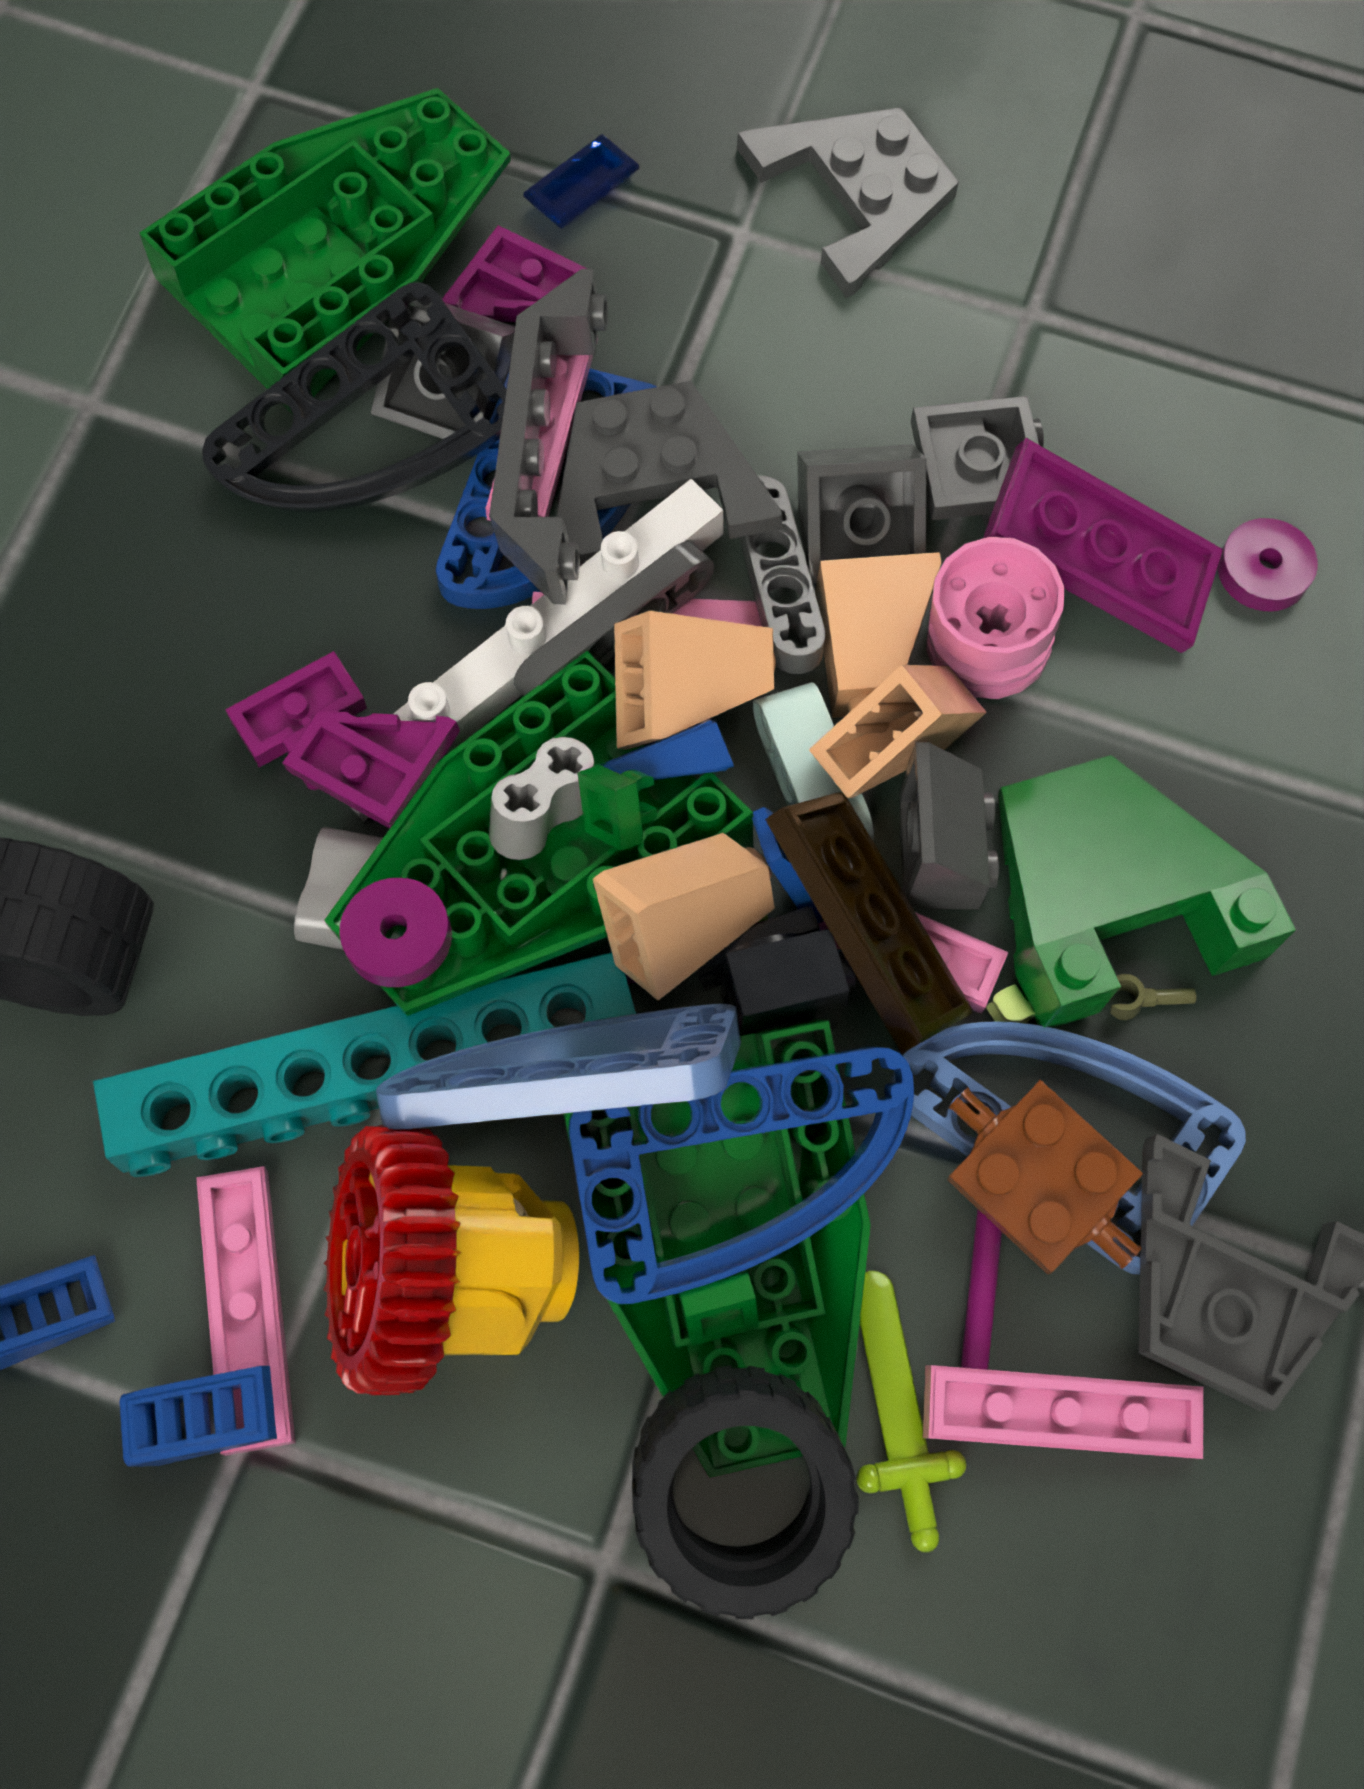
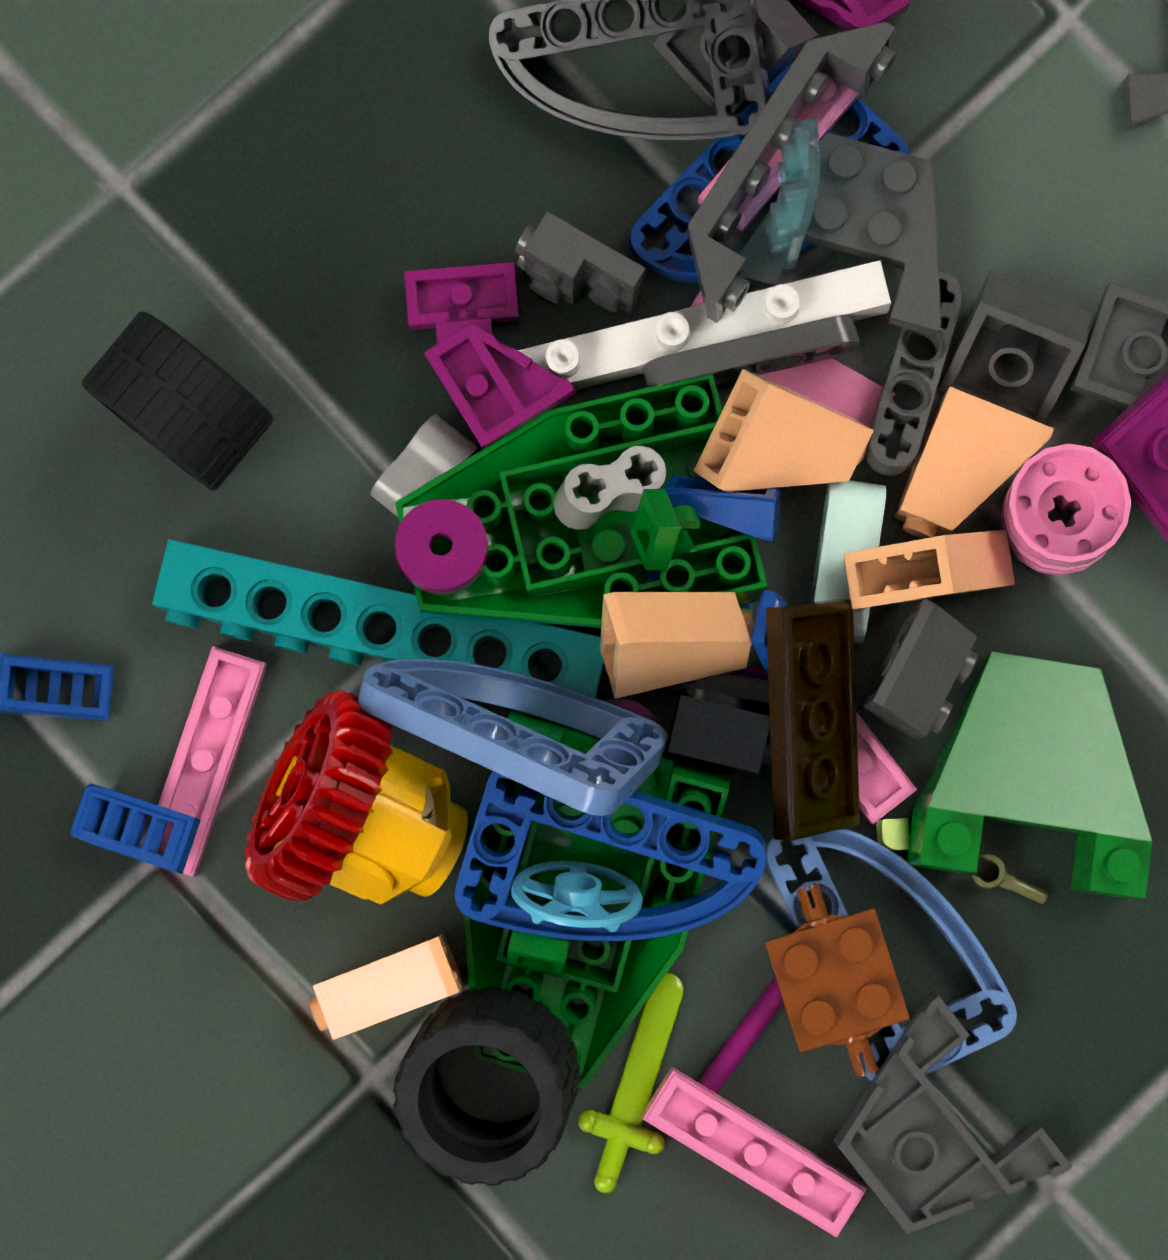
camera: 30 degrees right, 15 degrees up
(397, 612) = (566, 260): none -> dark grey plate
(571, 1442) = (386, 987): none -> light nougat slope
(578, 442) = (798, 192): none -> clear light blue slope
(730, 1216) = (576, 893): none -> medium azure wheel

